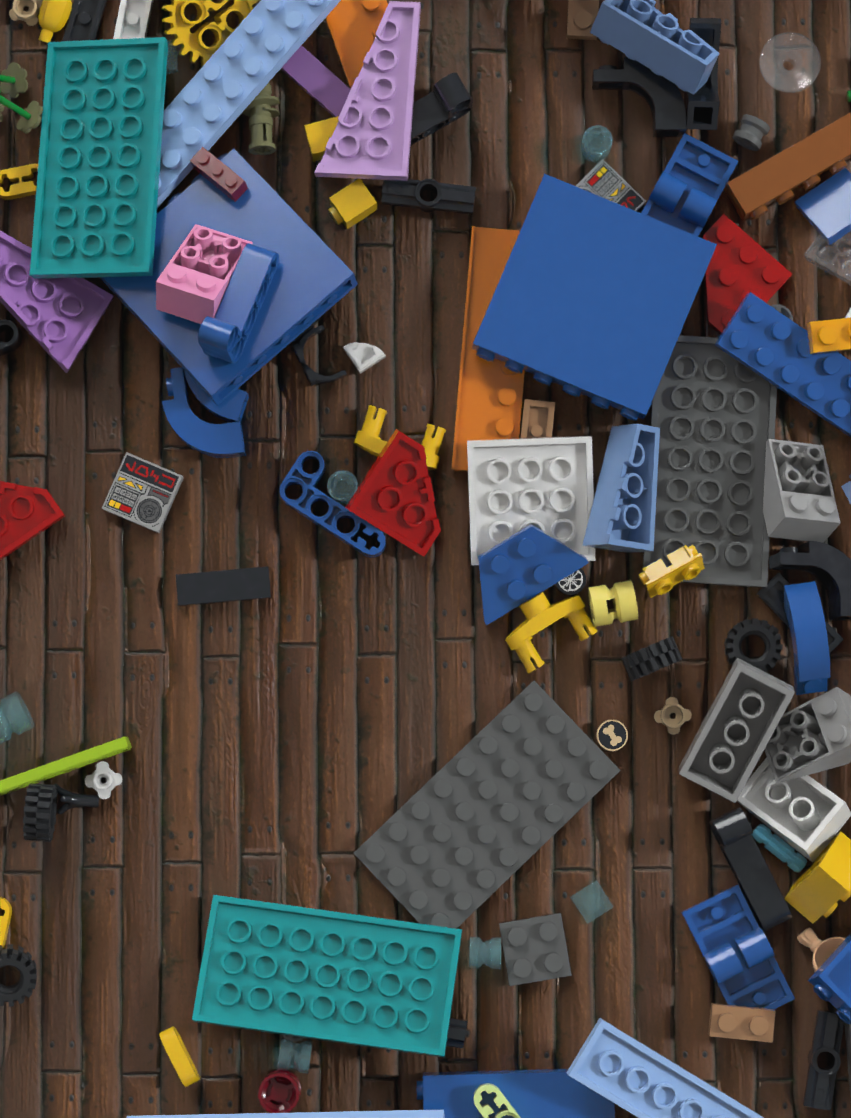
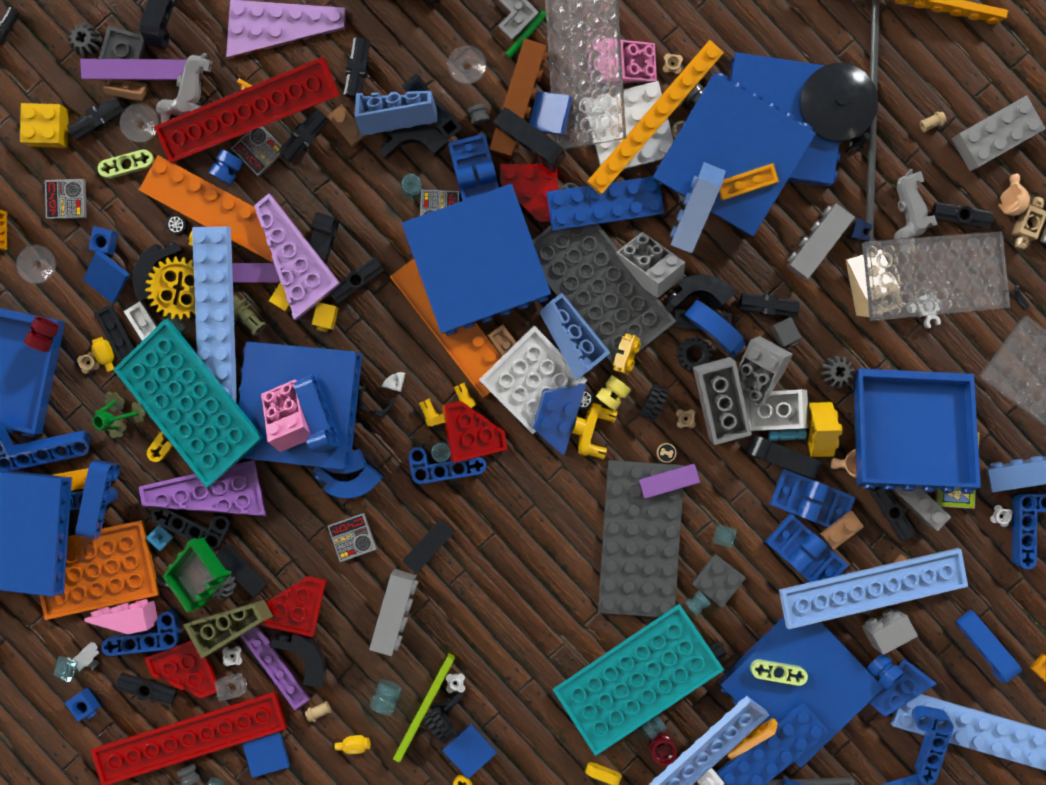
camera: 45 degrees left, 5 degrees up
(44, 879) = (469, 751): none -> blue tile
(110, 623) = (392, 613): none -> light grey brick
(219, 174) = (250, 360): piece -> none
(585, 769) = (669, 480): none -> medium lavender tile
(674, 1007) = (805, 550): none -> blue plate
(787, 214) = (530, 138): none -> black beam

